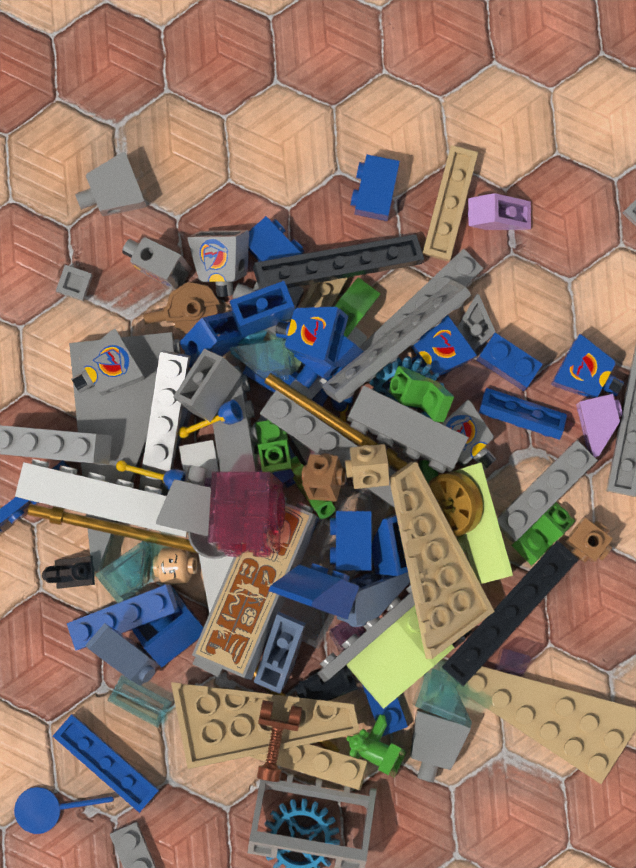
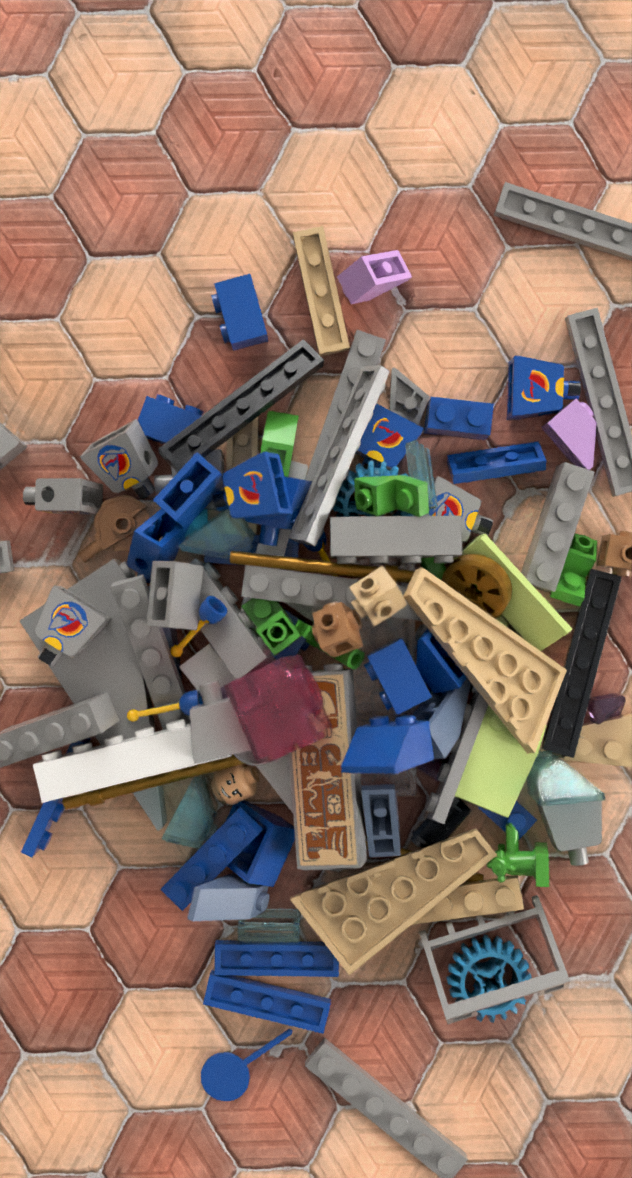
camera: 30 degrees left, 5 degrees up
(71, 572) = (138, 841): black hinge -> none
(131, 730) = (275, 959): none -> blue plate
(269, 770) = (429, 938): copper bar -> none
(457, 384) = (421, 468): none -> clear light blue tile

